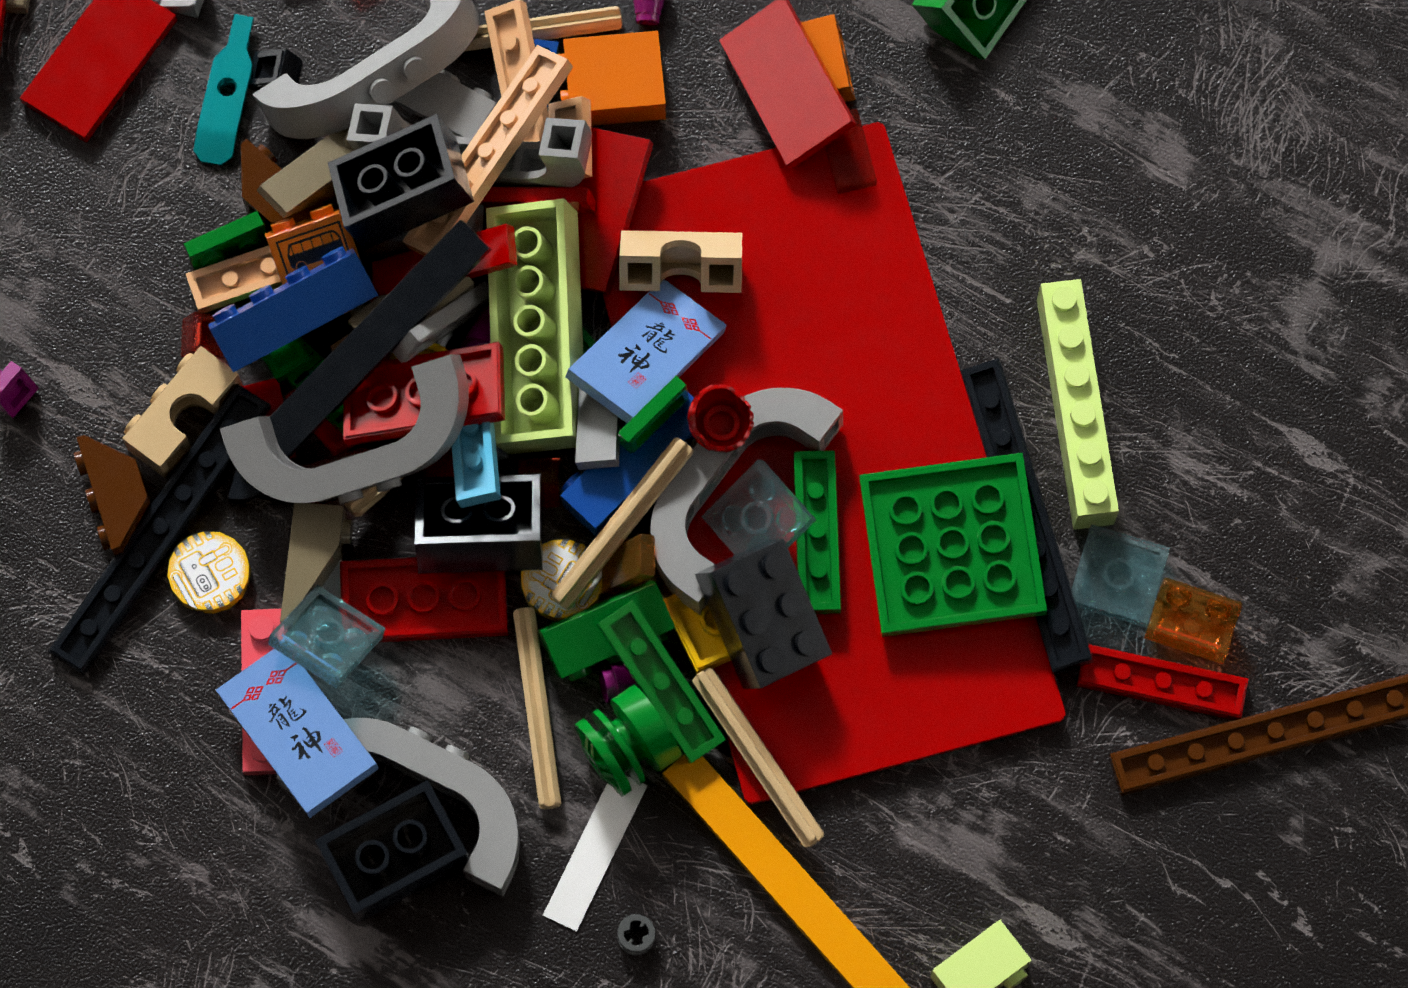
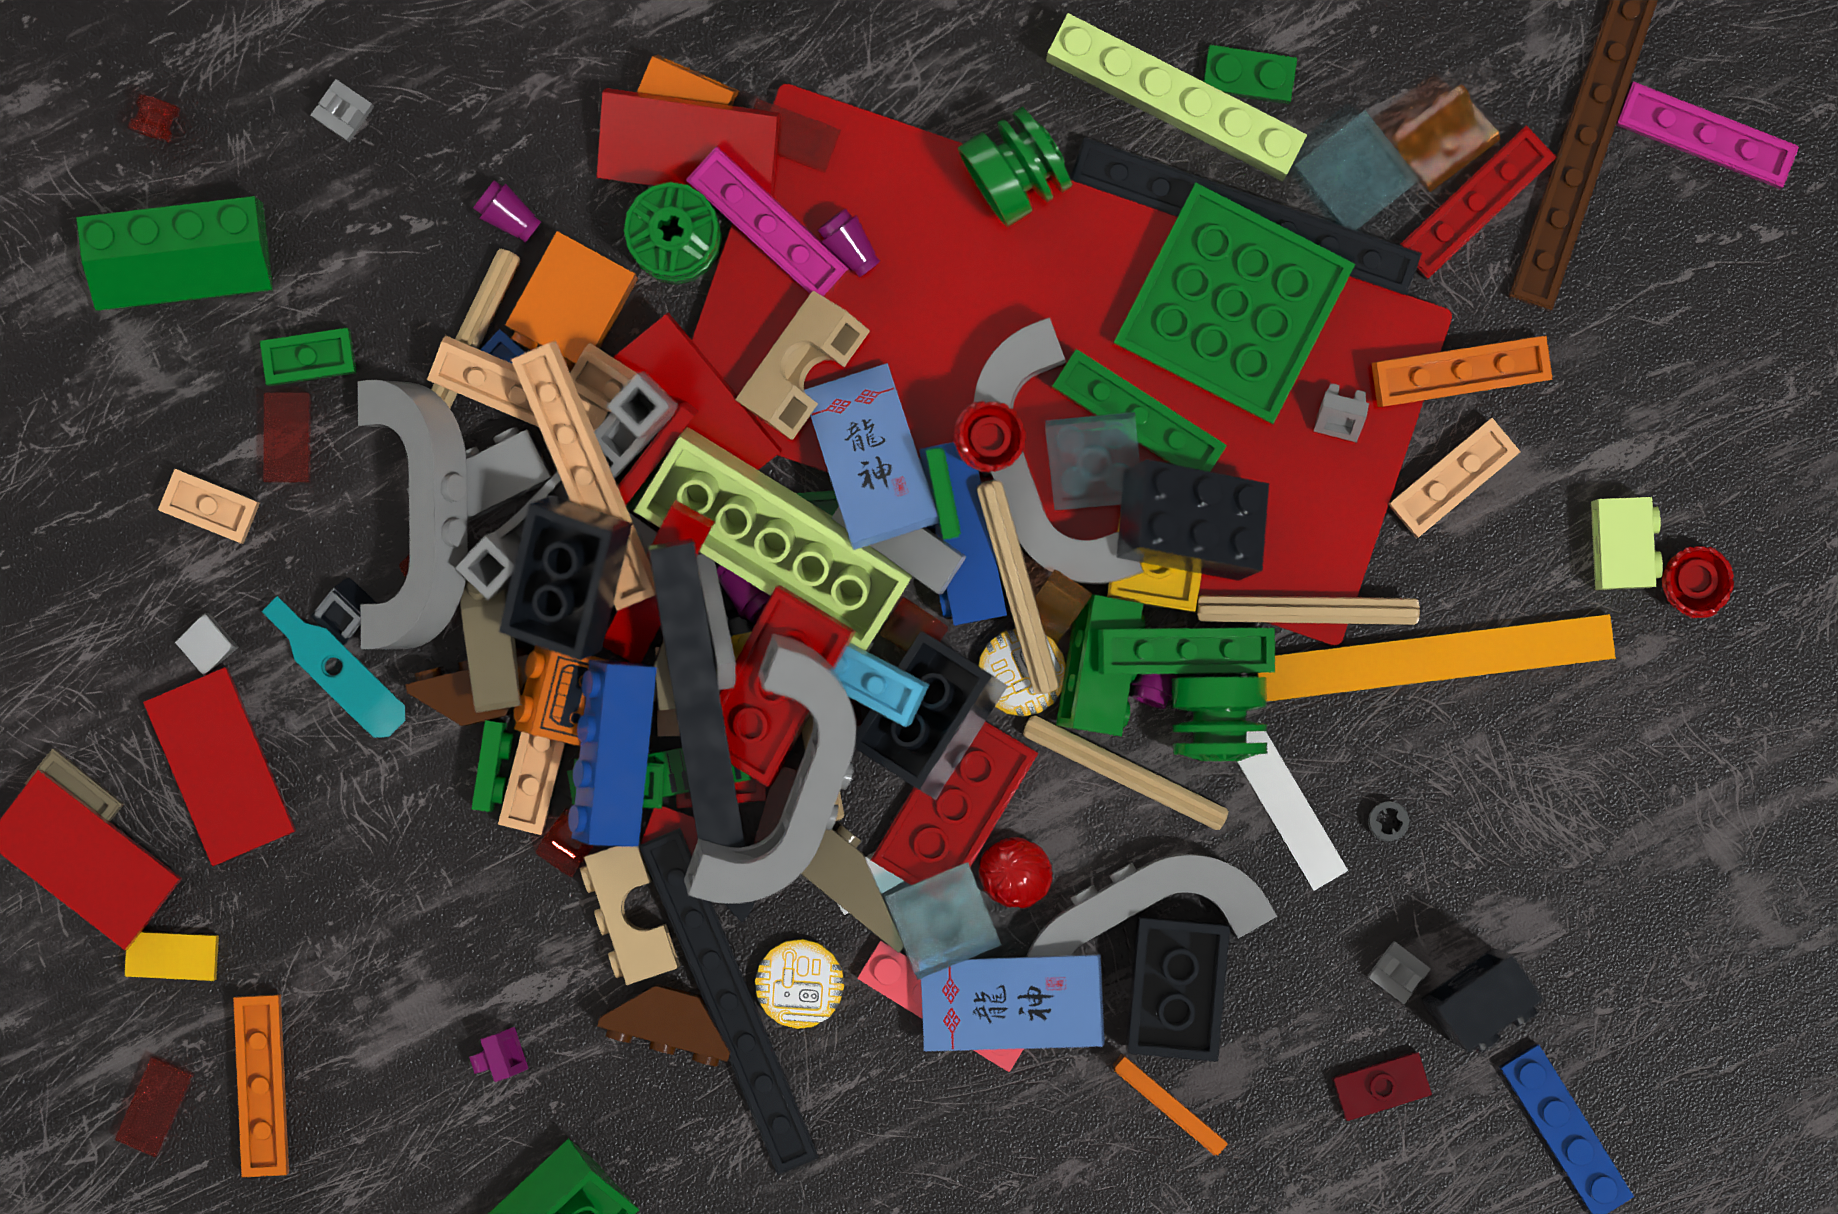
camera: 55 degrees left, 15 degrees up
(297, 909) = (1169, 1105): none -> orange tile
(402, 676) = (1015, 872): none -> red hair
(714, 133) = (685, 256): none -> green wheel
(769, 171) = (767, 223): none -> dark pink tile
(797, 239) = (849, 242): none -> magenta cone
(924, 680) = (1341, 415): none -> light grey tile
(938, 313) = (1015, 166): none -> green wheel
(939, 804) = (1454, 478): none -> light nougat plate
(1025, 751) = (1461, 371): none -> orange plate
(1136, 451) = (1250, 73): none -> green plate
(1343, 823) = (1707, 135): none -> dark pink tile

